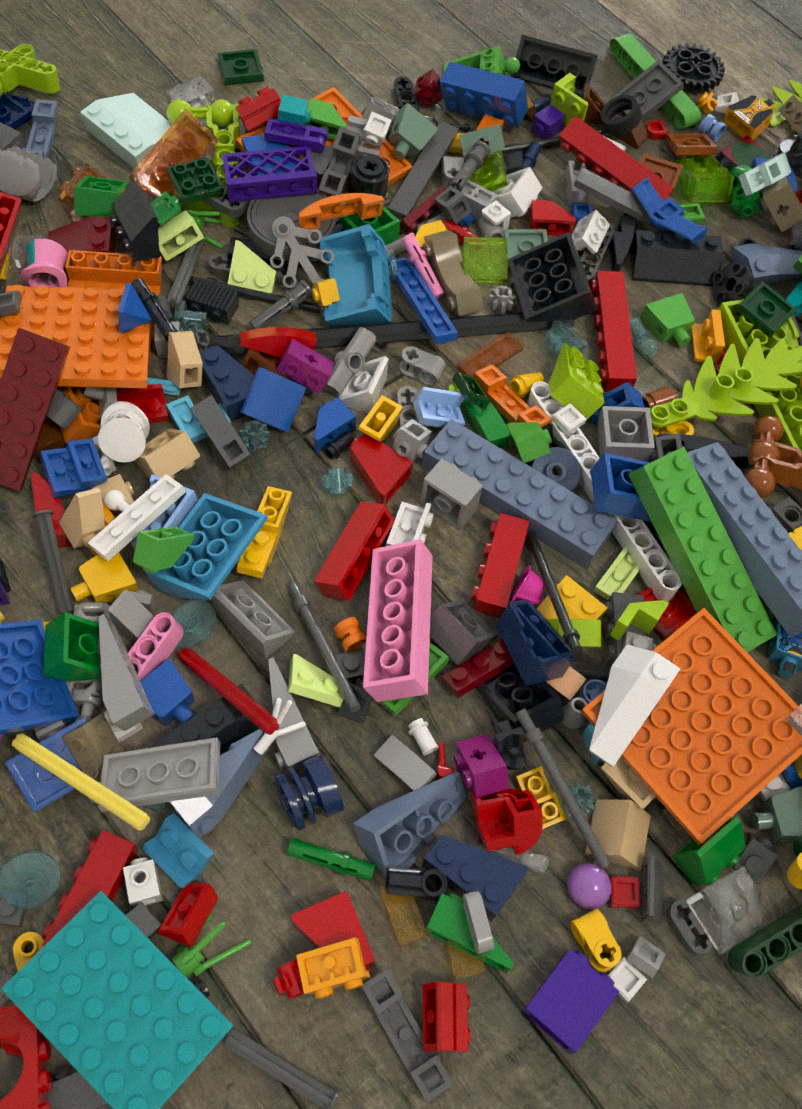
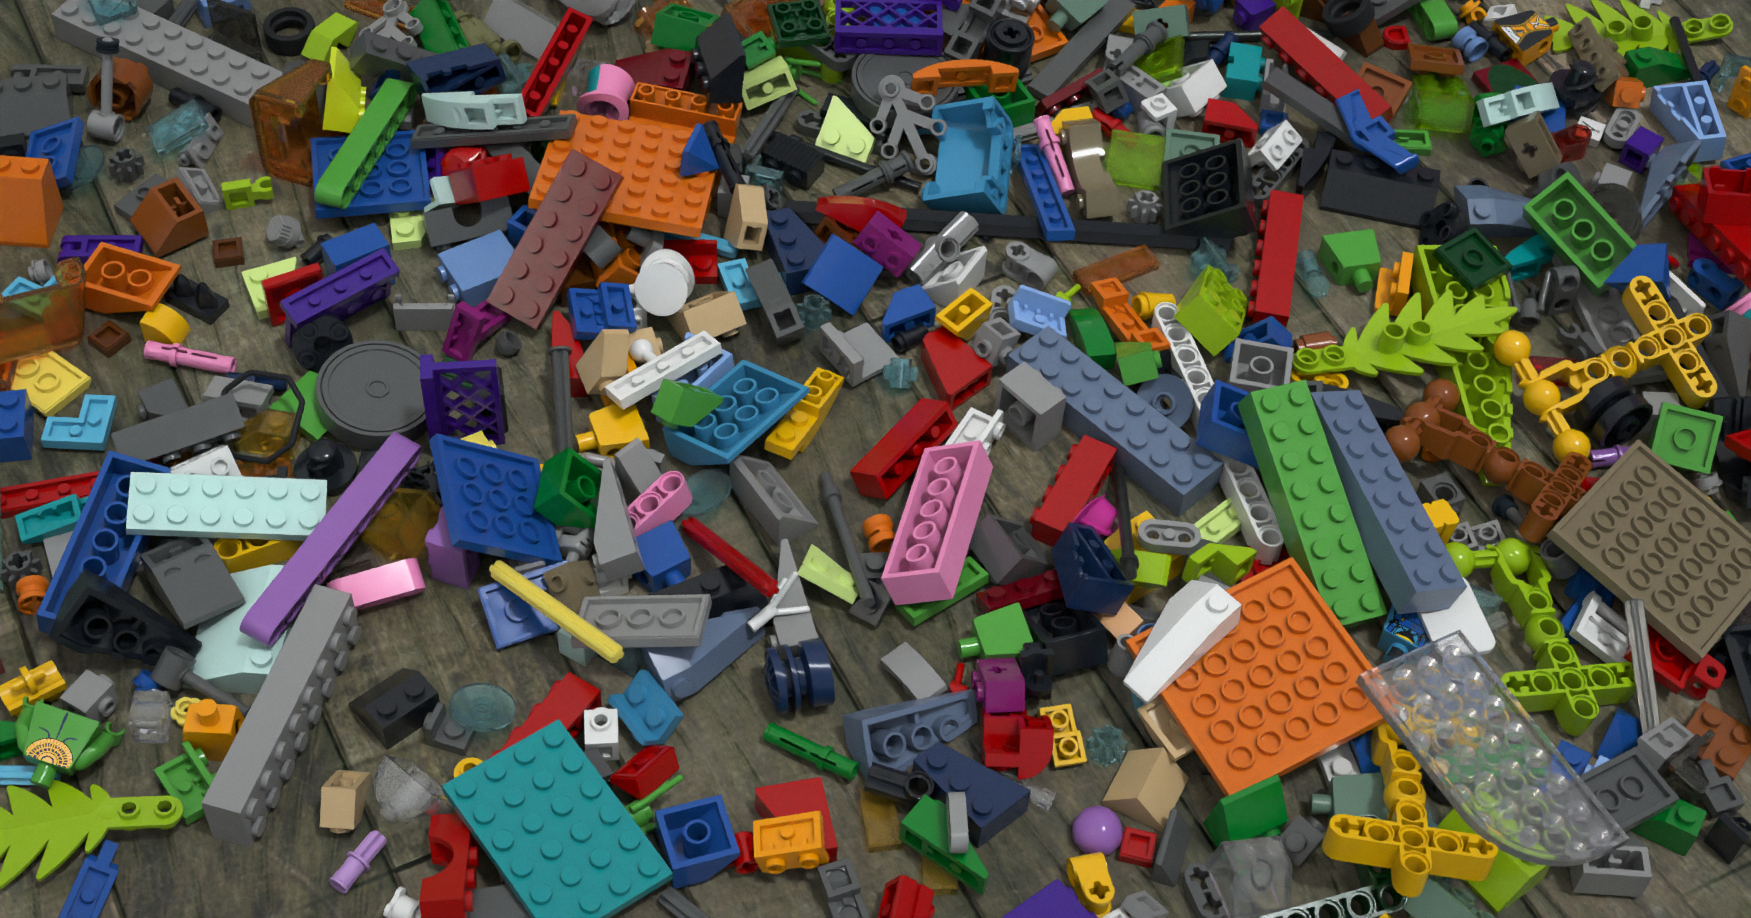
camera: 15 degrees right, 10 degrees down
(248, 980) = (696, 840): none -> blue slope
(297, 466) = (855, 353): none -> light grey bracket
(325, 292) = (929, 168): yellow bracket -> none
(422, 736) = (939, 646): white pin -> none
(469, 715) = (996, 635): none -> bright green torso
(470, 391) = (1083, 302): dark green tile -> none
(534, 737) = (1065, 662): dark grey bar -> none
(551, 171) = (1243, 71): none -> teal brick
(568, 419) = (1191, 346): white tile -> none
(591, 600) = (1167, 536): none -> light grey plate
(724, 160) = (1471, 84): black bar -> none
(732, 128) = (1496, 46): none -> black pin

